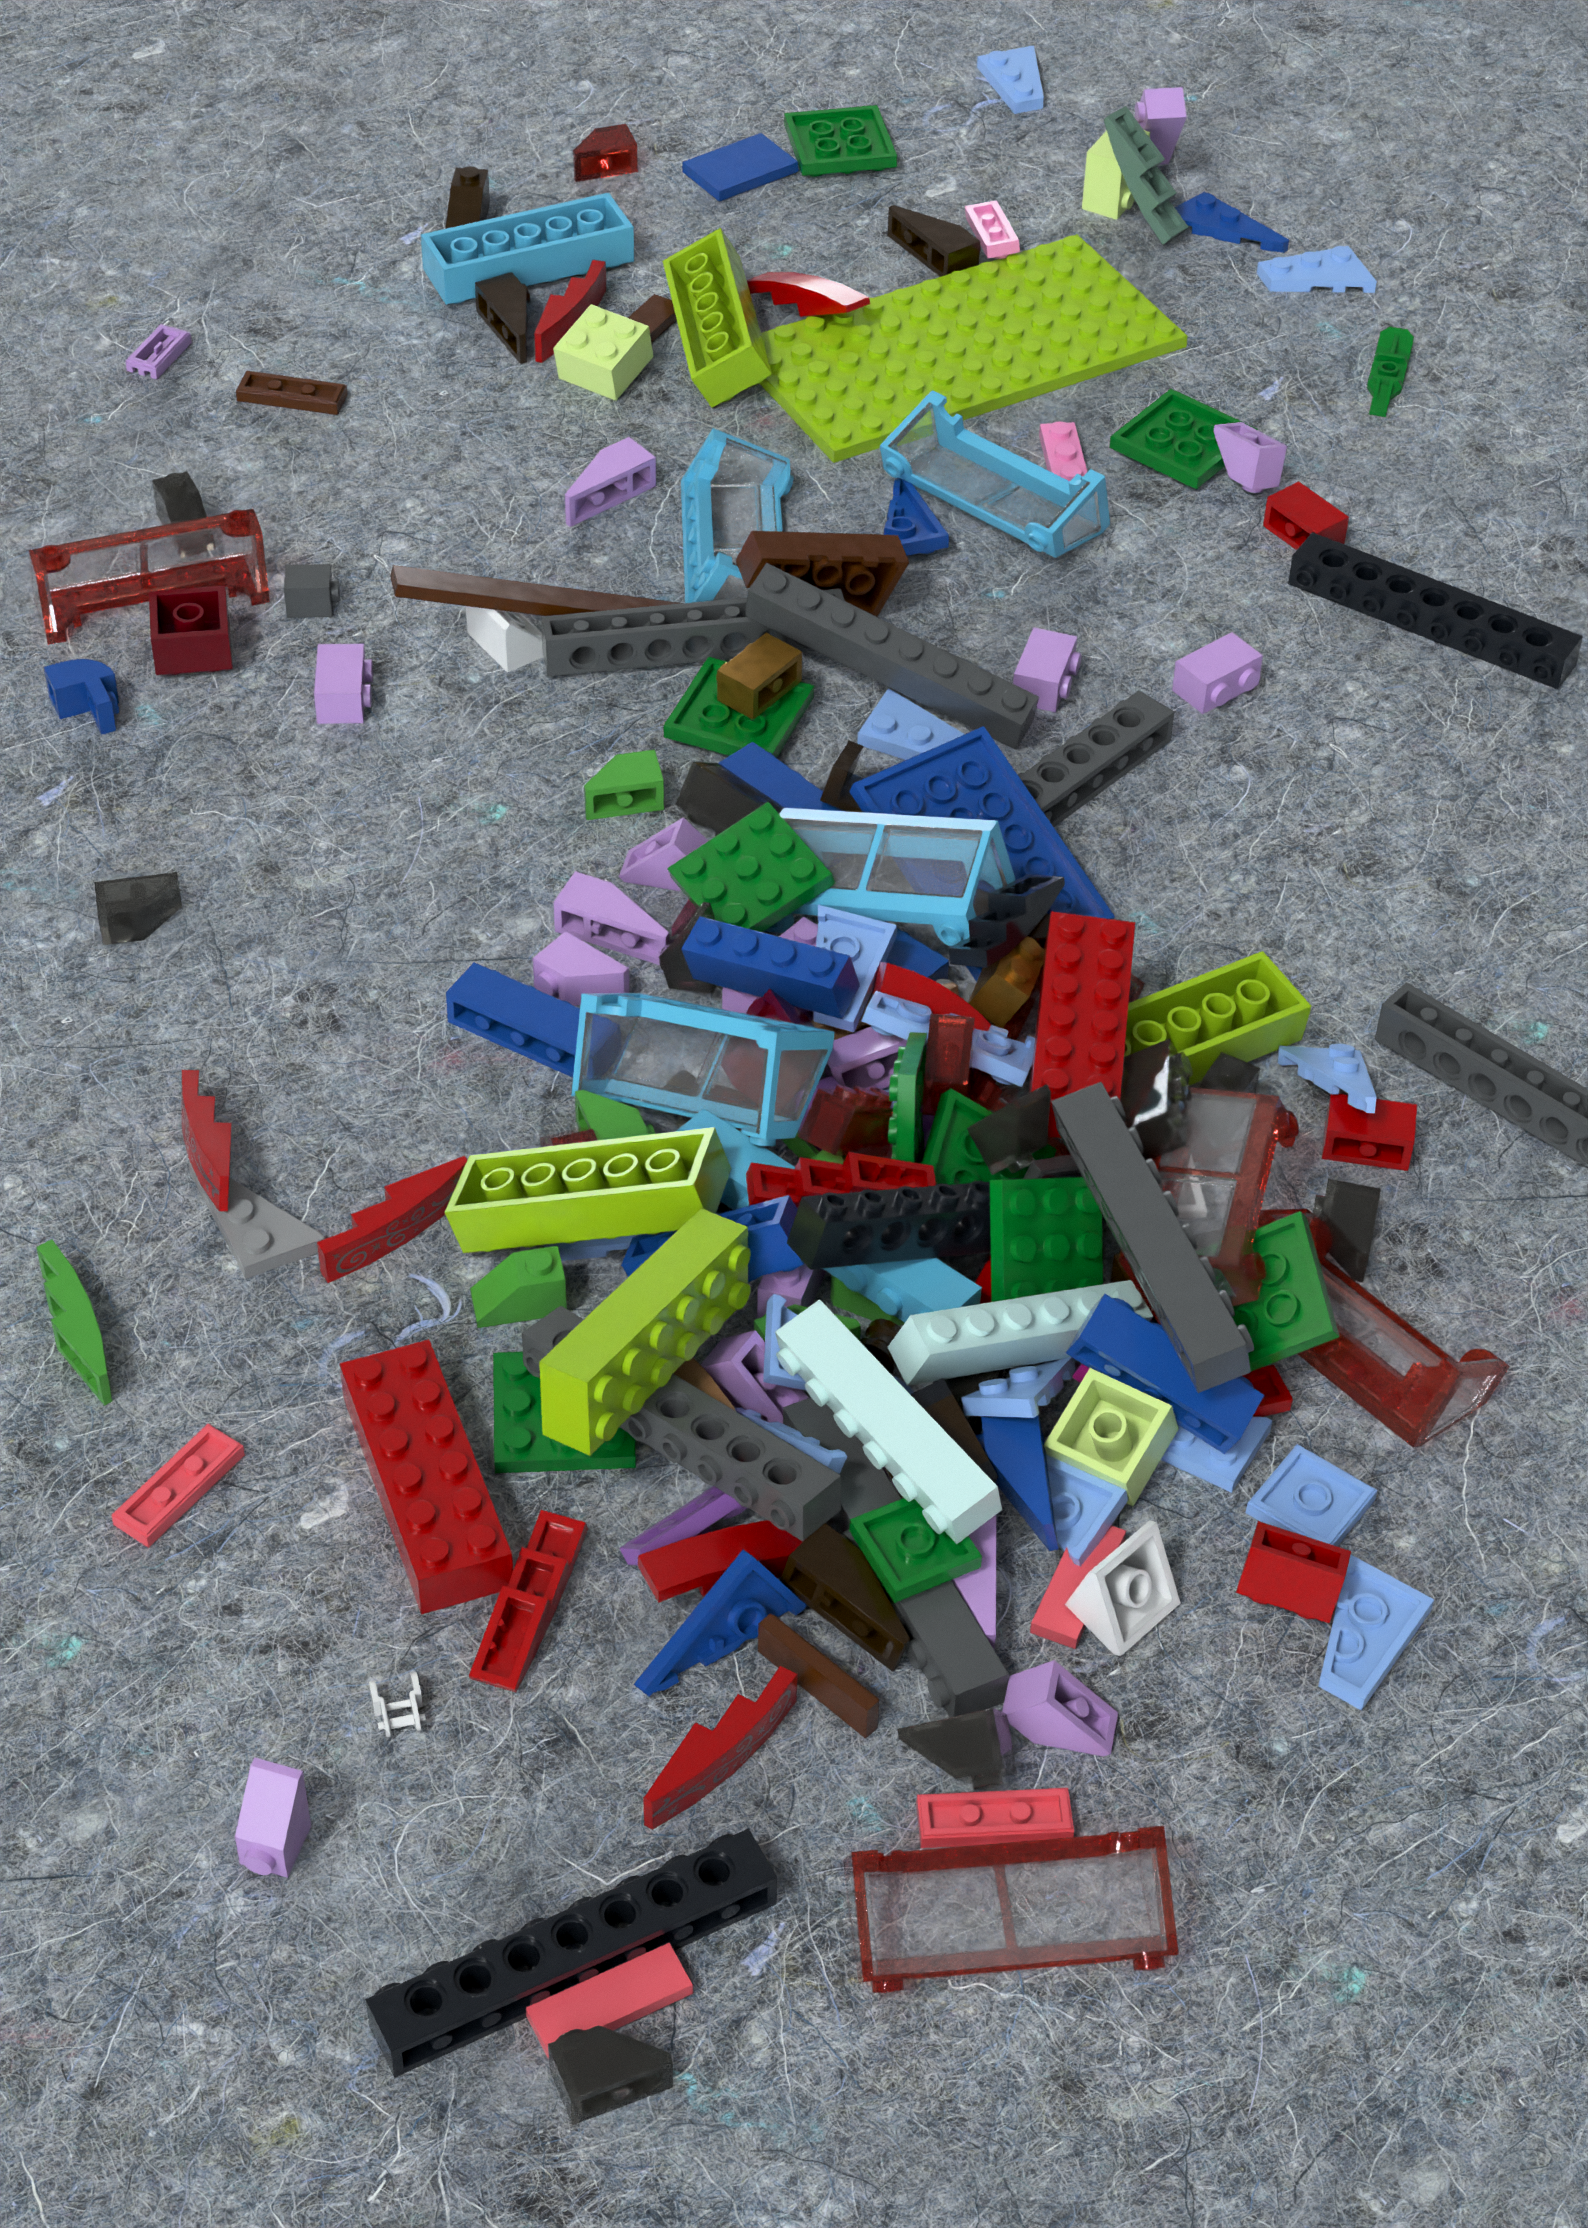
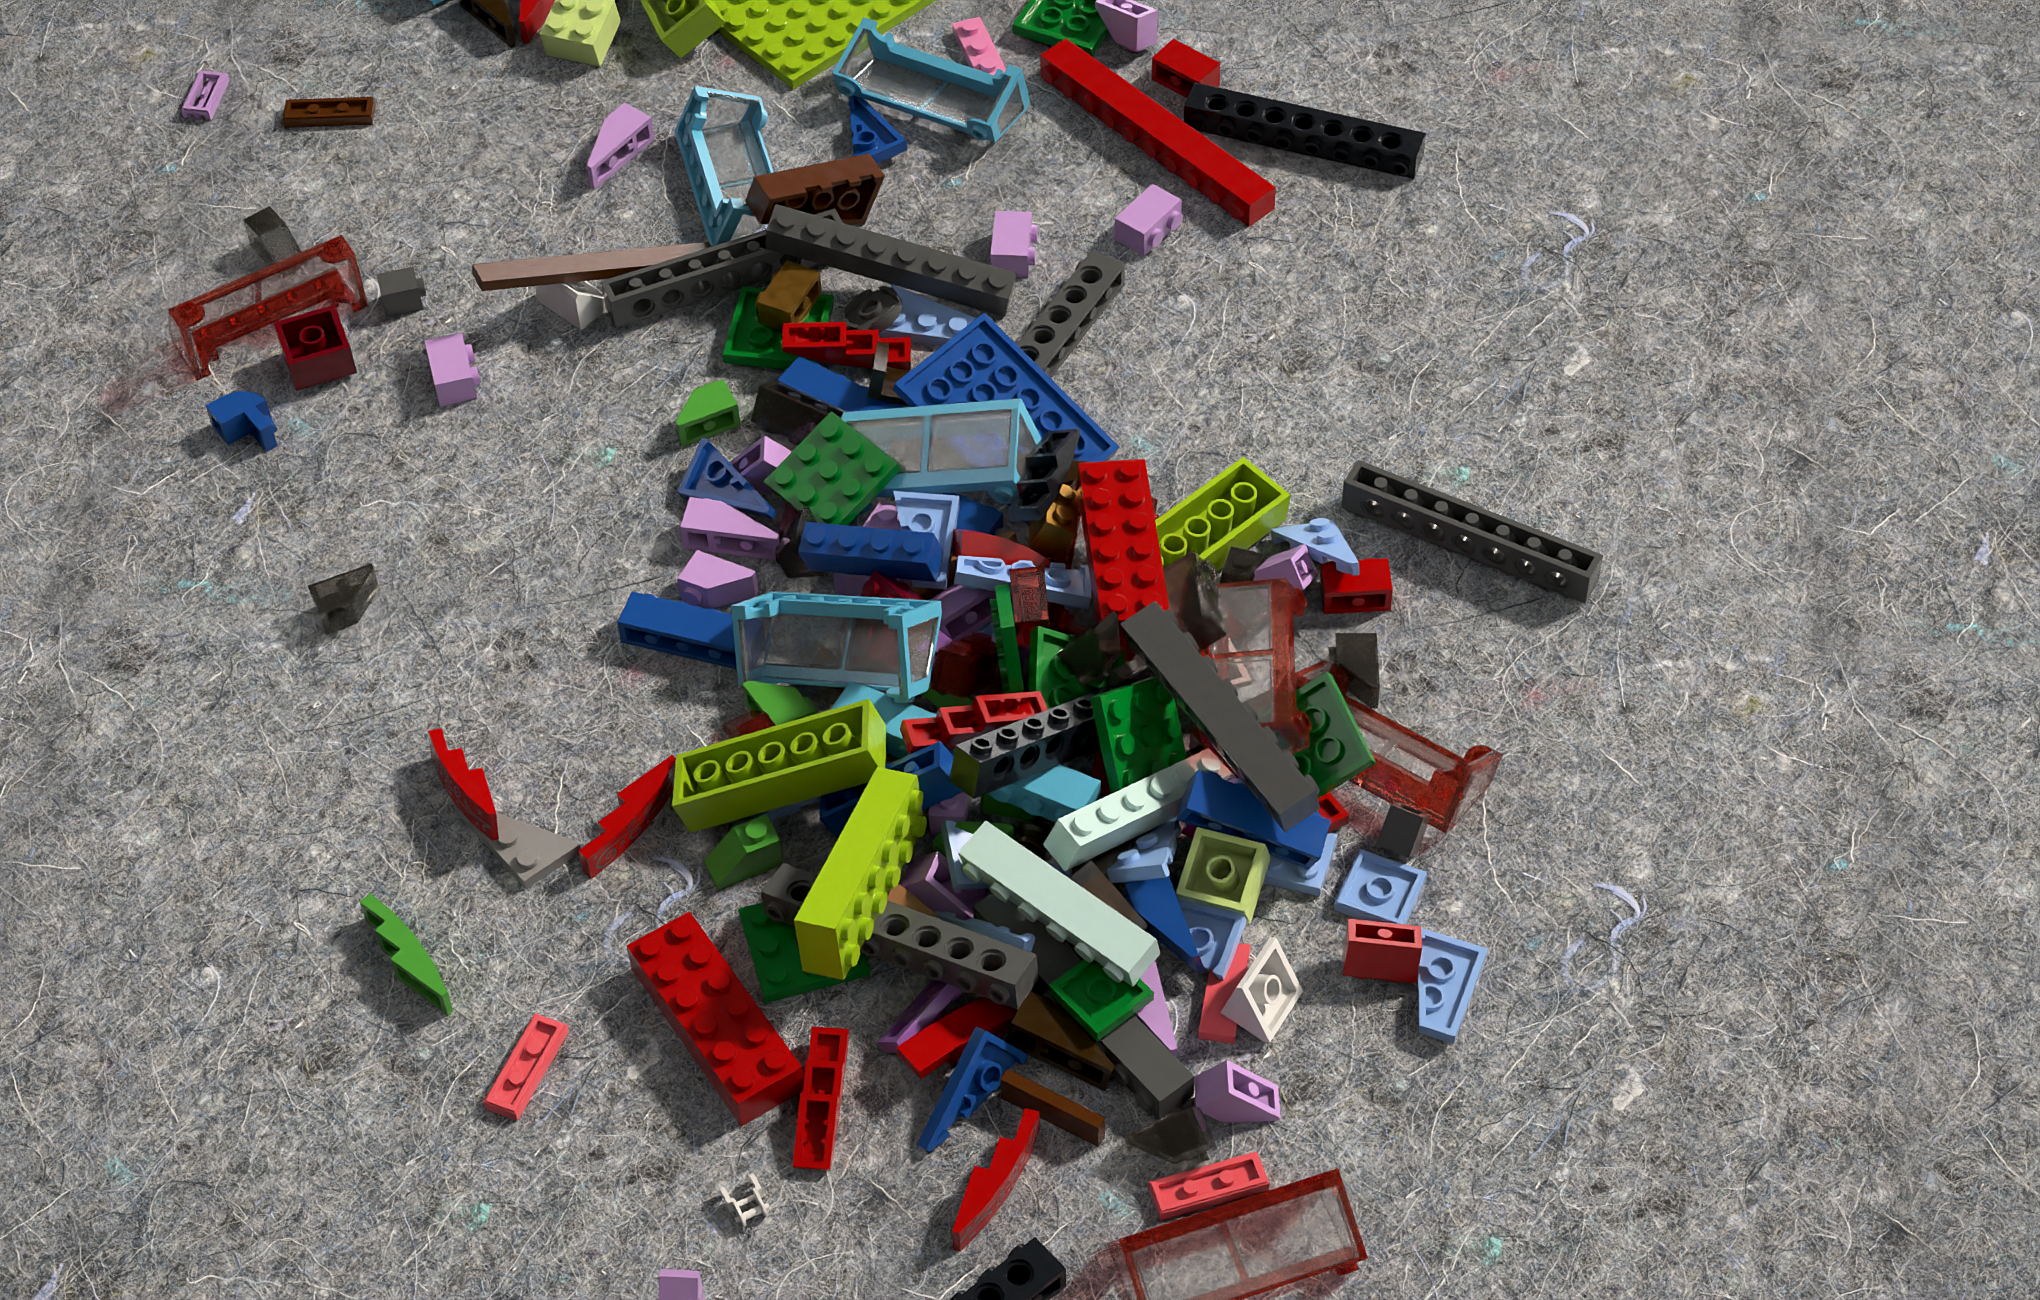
camera: 10 degrees left, 5 degrees up
(615, 858) = (715, 478): none -> blue wing
(801, 739) = (837, 345): none -> red slope
(855, 712) = (873, 309): none -> dark grey tile
(1256, 582) = (1158, 132): none -> red brick
(1296, 1089) = (1292, 564): none -> lavender brick
(1357, 1432) = (1403, 831): none -> dark grey brick

